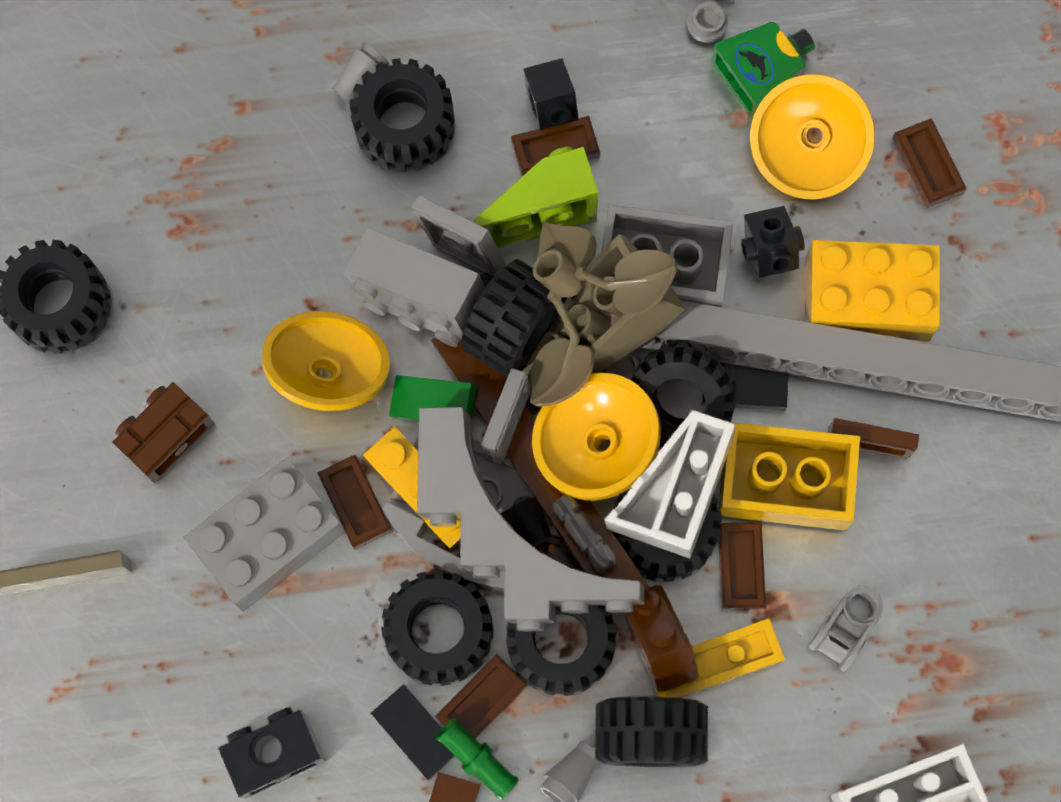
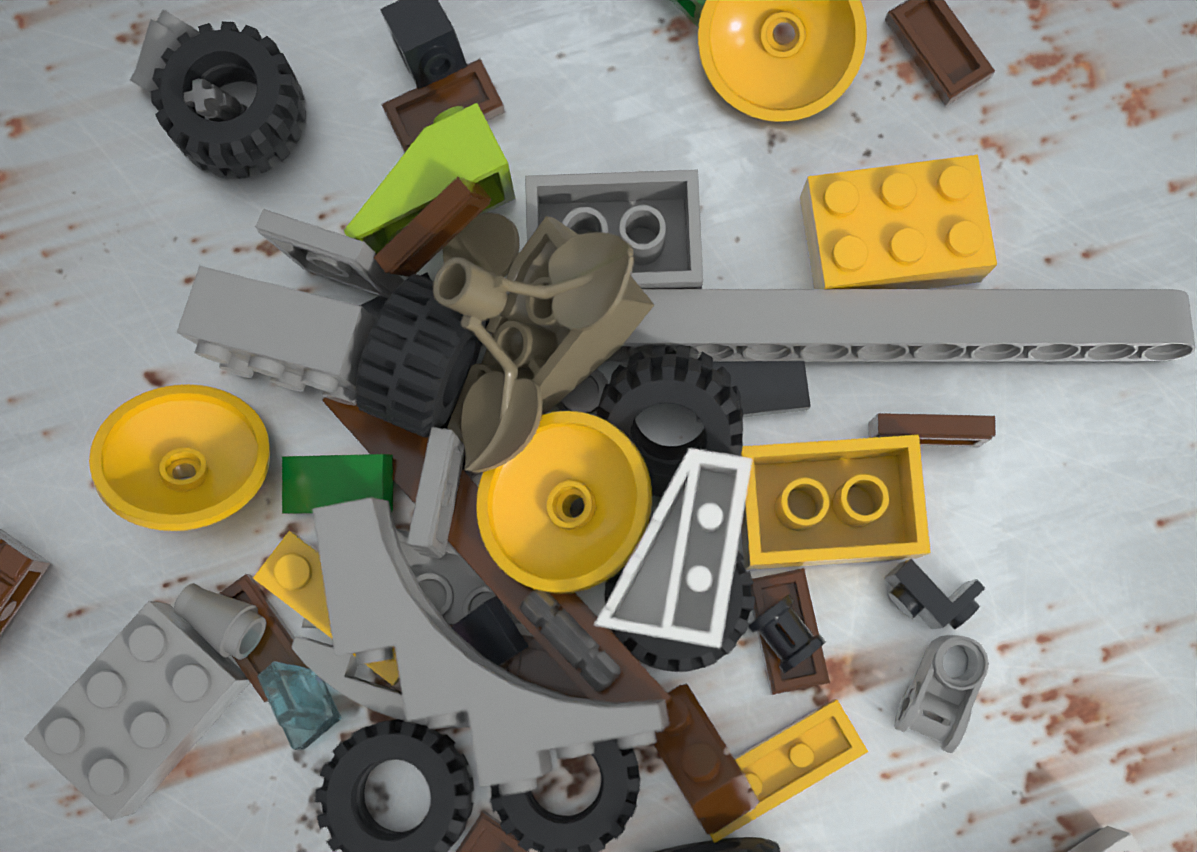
camera: 10 degrees left, 5 degrees up
(335, 482) = (222, 621): none -> light grey cone
(381, 550) = (299, 703): none -> clear light blue bracket
(393, 114) = (213, 101): none -> flat silver axle
(537, 229) = (433, 228): none -> reddish brown tile
(727, 555) = (787, 652): none -> black bush
(771, 241) = (757, 198): black brick -> none
(842, 556) = (919, 595): none -> black bracket

